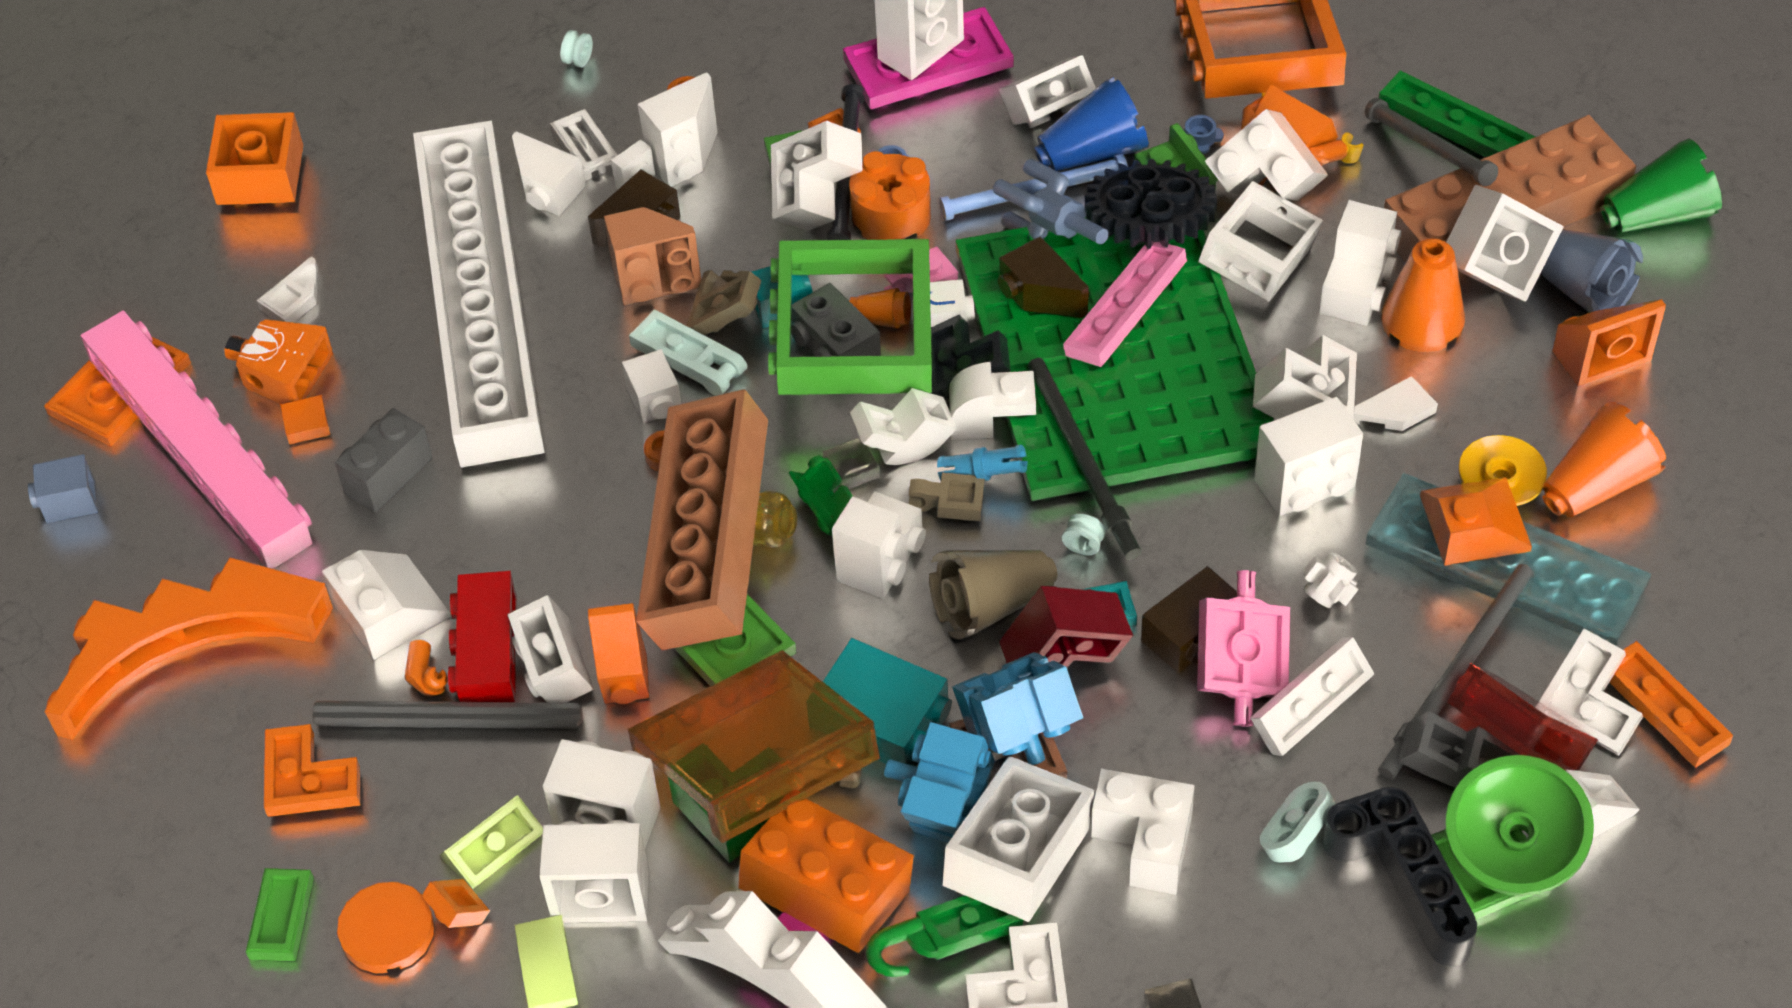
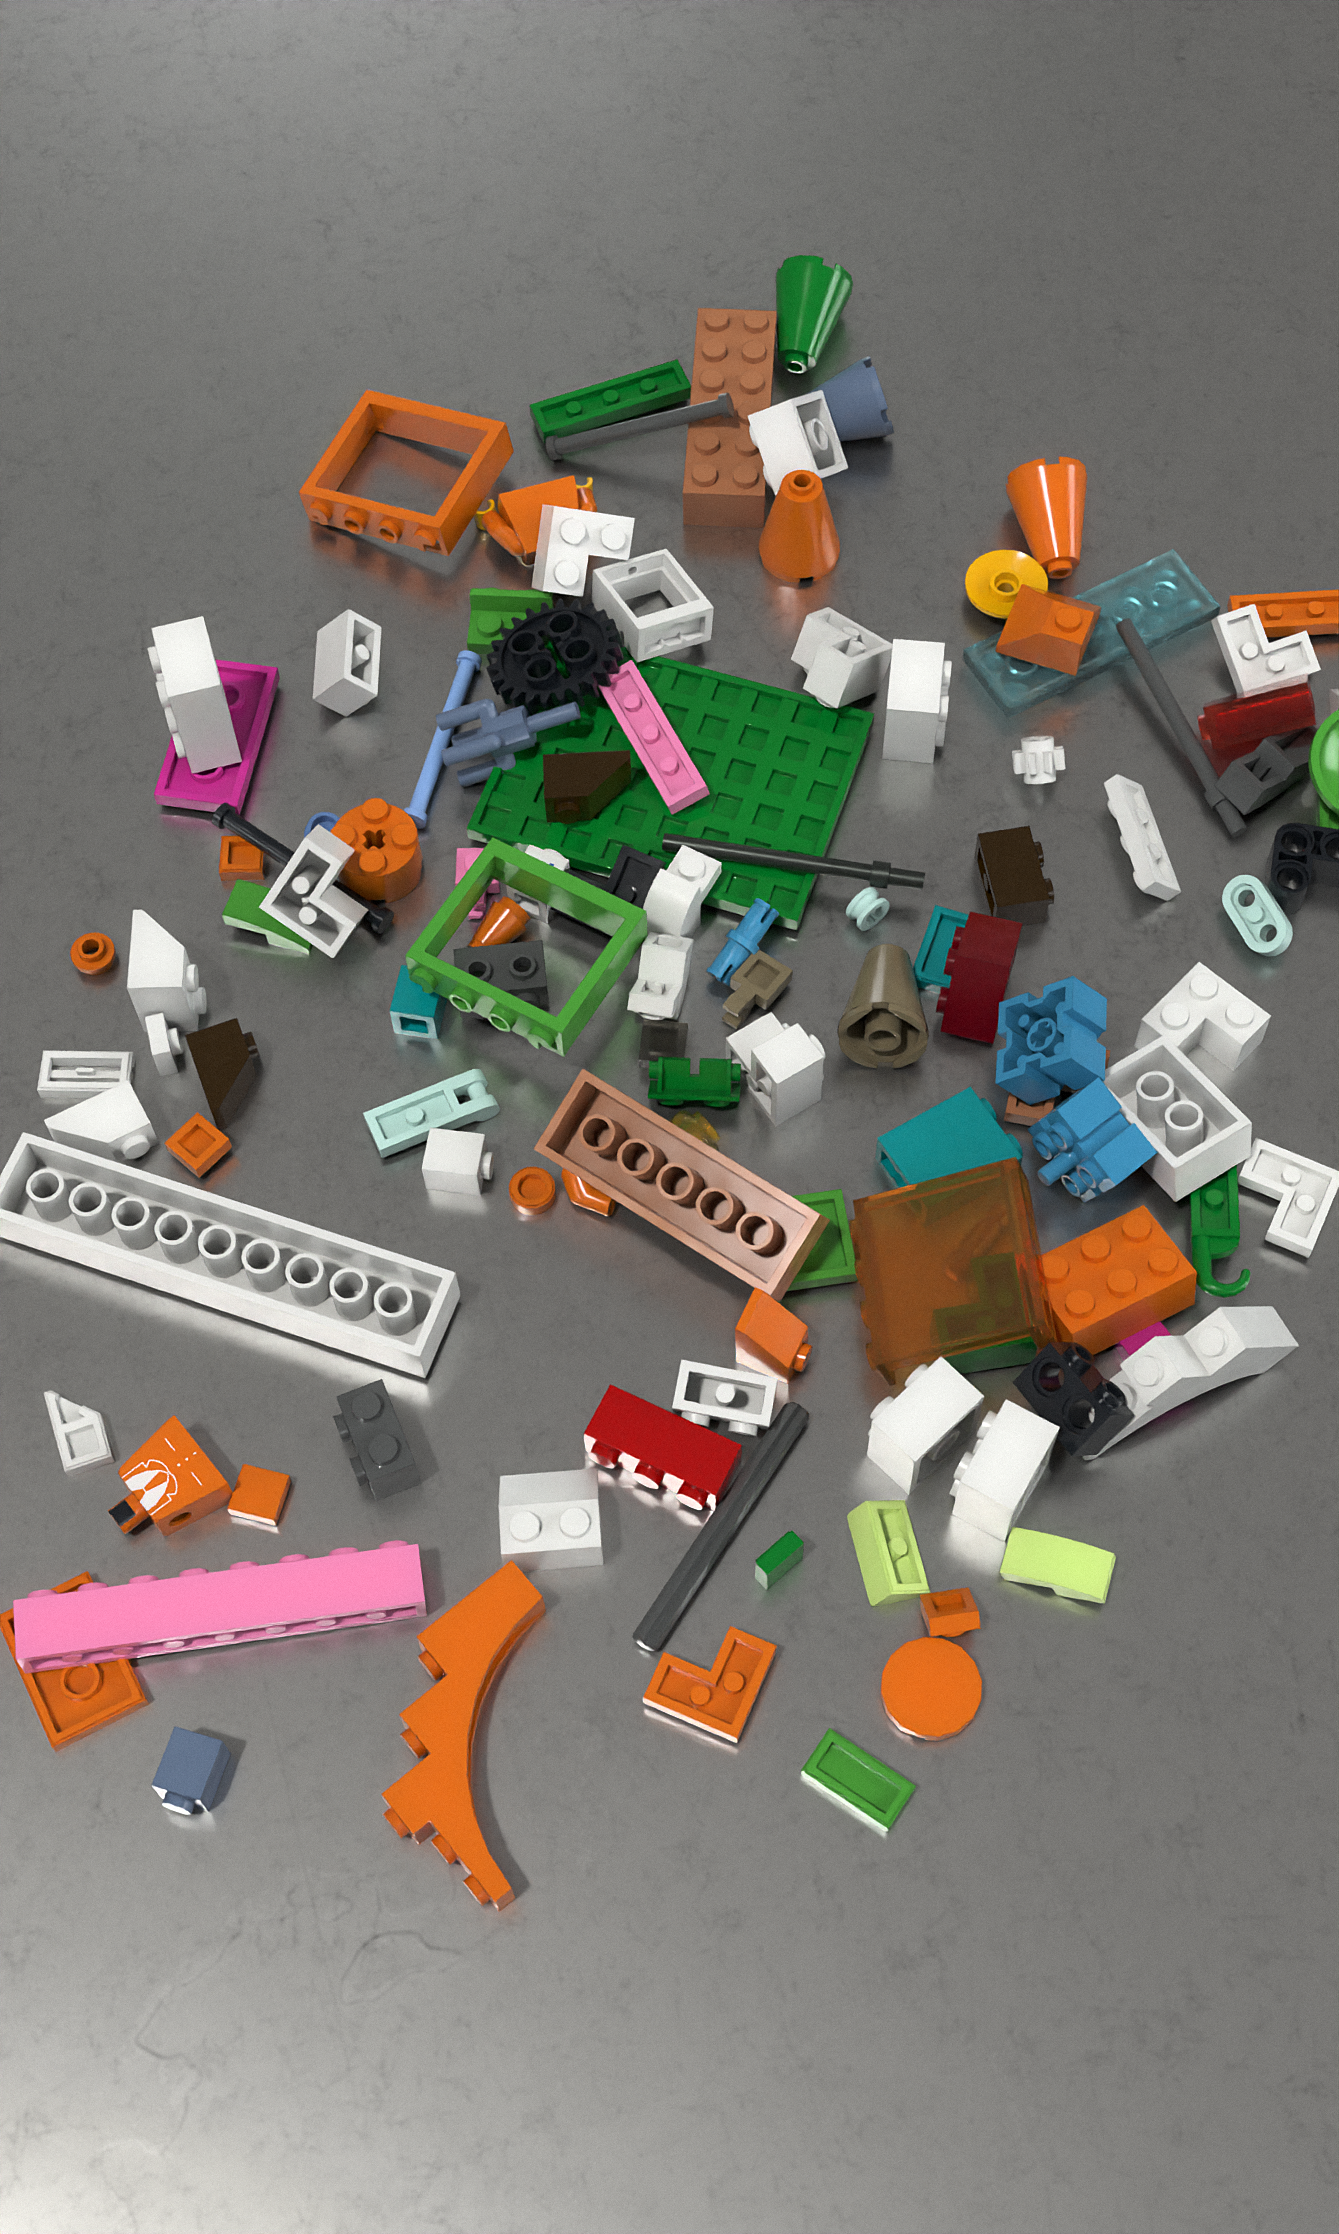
camera: 60 degrees left, 10 degrees up
(420, 674) = (659, 1527): orange arm -> none
(433, 763) = (778, 1559): none -> green tile
(565, 233) = (198, 1145): none -> orange plate
(651, 255) = (302, 1081): nougat slope -> none
(684, 883) = (1069, 1404): none -> black brick
(723, 300) = (399, 1048): dark tan wing -> none
(1093, 130) = (425, 650): blue cone -> none
(1204, 131) = (475, 576): medium blue plate -> none
(1243, 648) = (1077, 855): bright pink plate -> none
(1360, 263) = (724, 553): white brick -> none
(1397, 406) = (884, 611): white tile -> none
(1608, 340) = (925, 440): orange slope -> none

